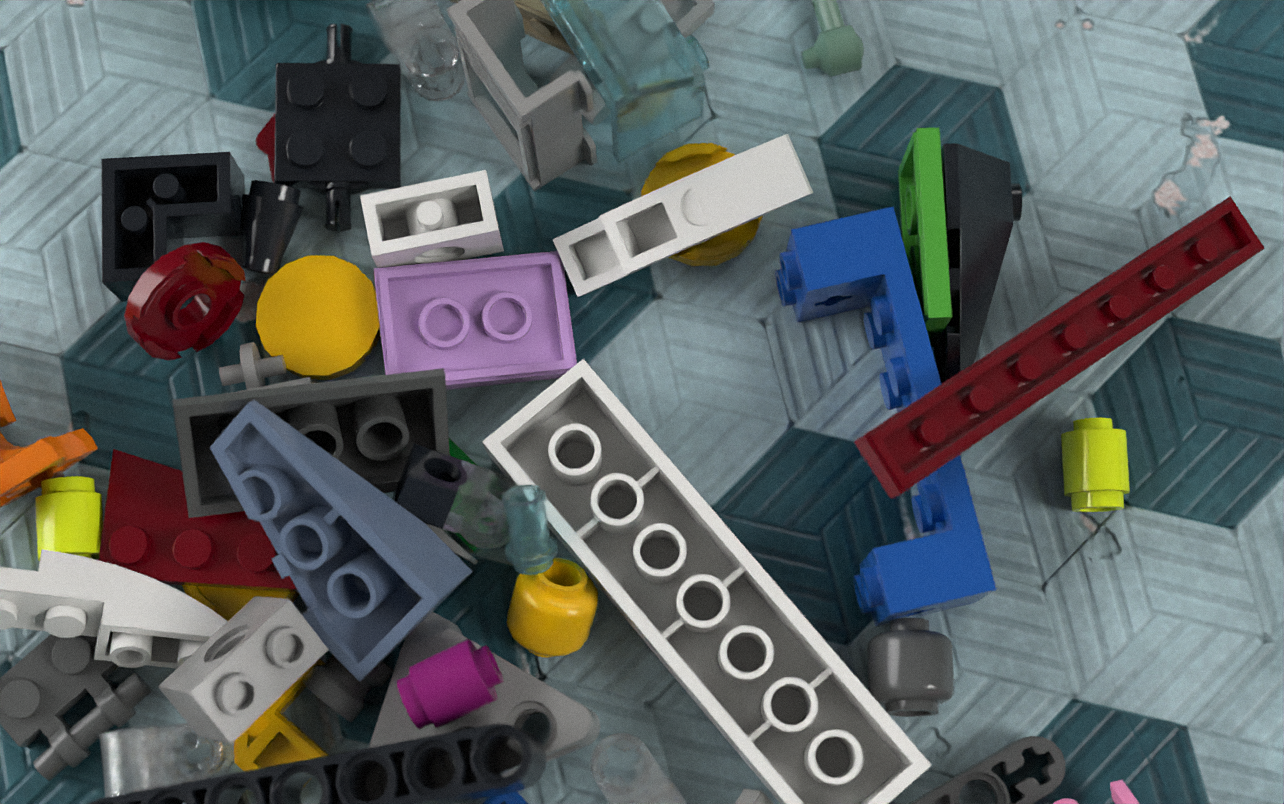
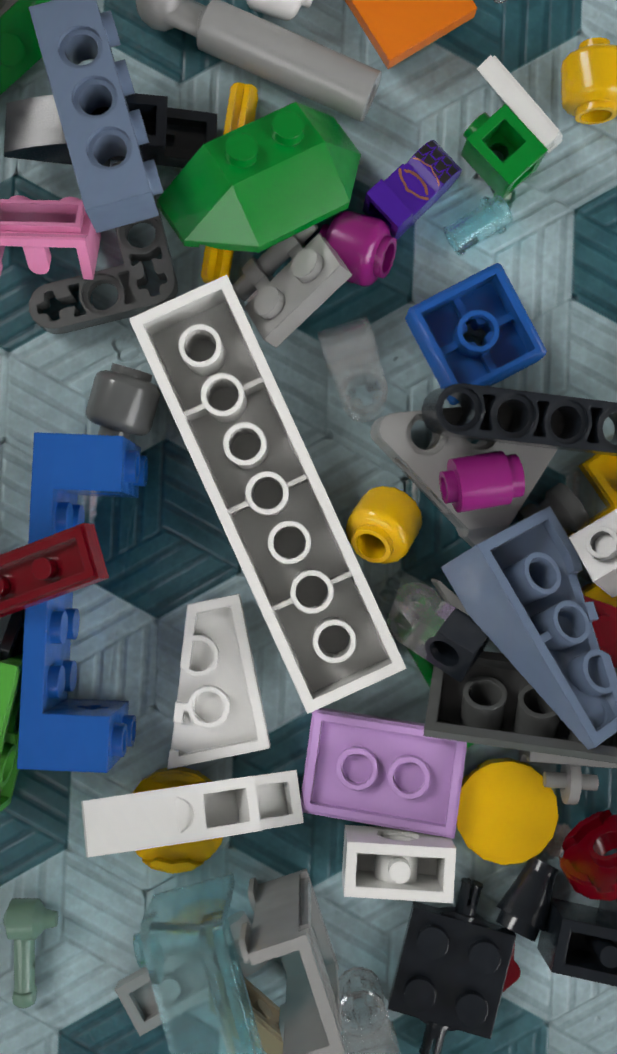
camera: 165 degrees left, 10 degrees up
(530, 543) = (389, 576): clear light blue pin -> none
(697, 367) = (218, 688): none -> white wing

